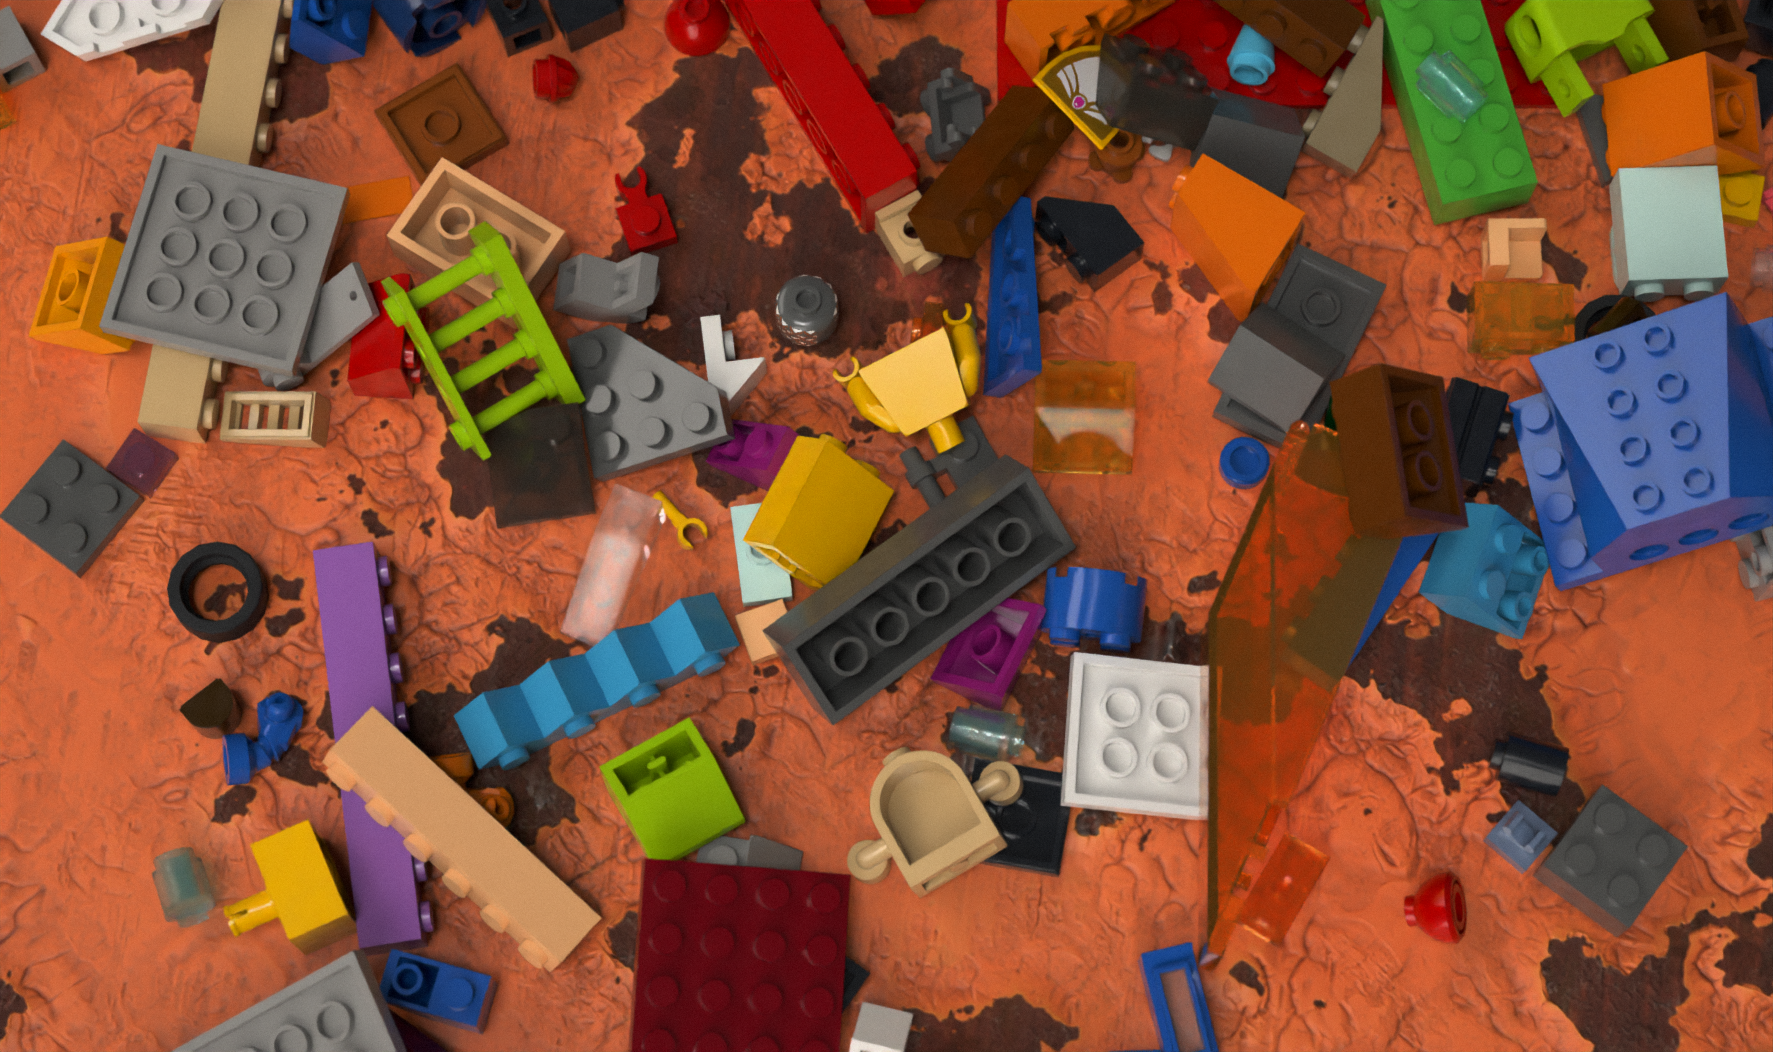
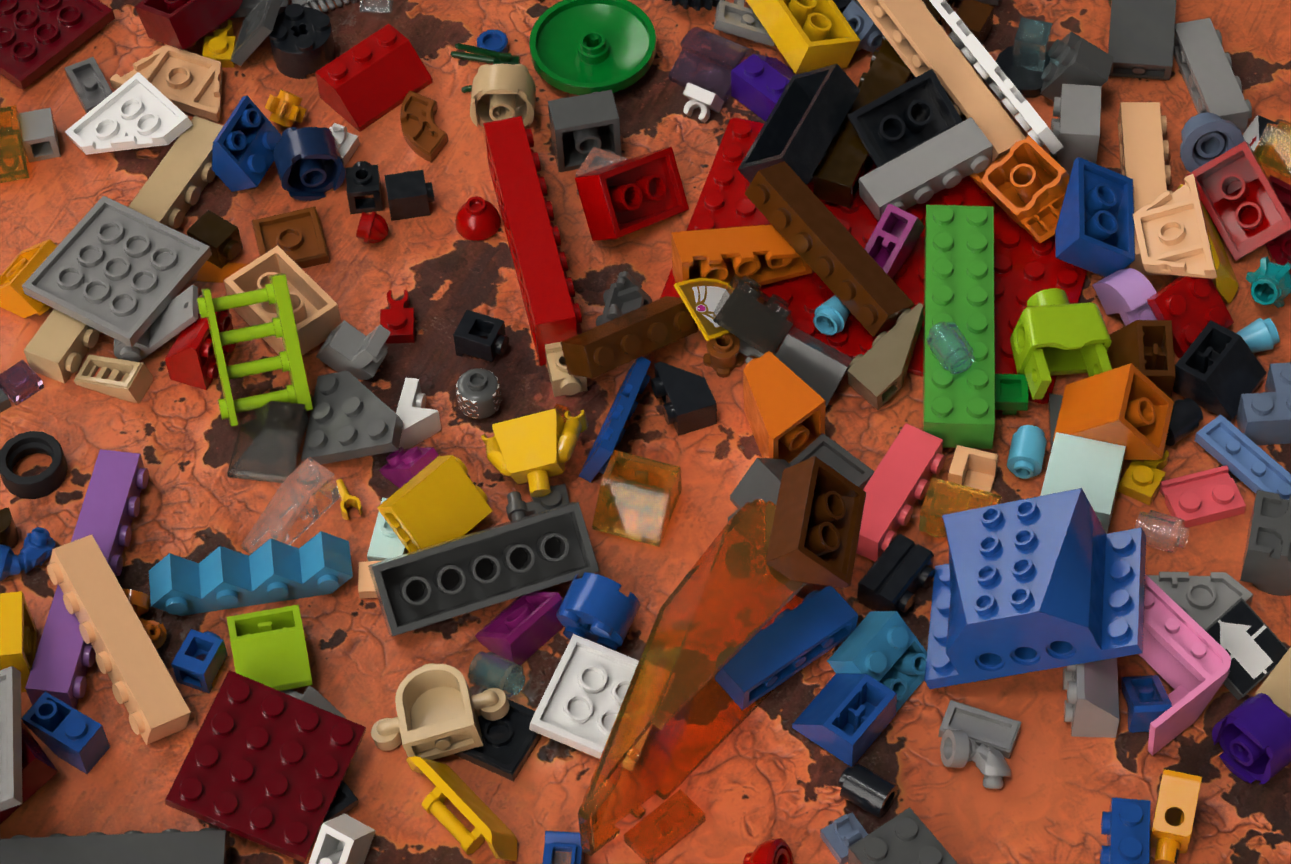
camera: 20 degrees right, 20 degrees down
(336, 156) = (219, 235): none -> dark brown brick
(565, 809) = (199, 660): none -> blue brick
(768, 203) = (480, 336): none -> black brick
(1018, 939) = (487, 825): none -> yellow piece
(1427, 292) = (896, 486): none -> coral brick
(1467, 663) = (848, 715): none -> blue slope
(1535, 110) = (1011, 393): none -> green tile
(1576, 196) = (1027, 452): none -> medium azure brick
(1627, 670) = (958, 749): none -> light grey arm
(1639, 627) = (982, 726): none -> light grey tile

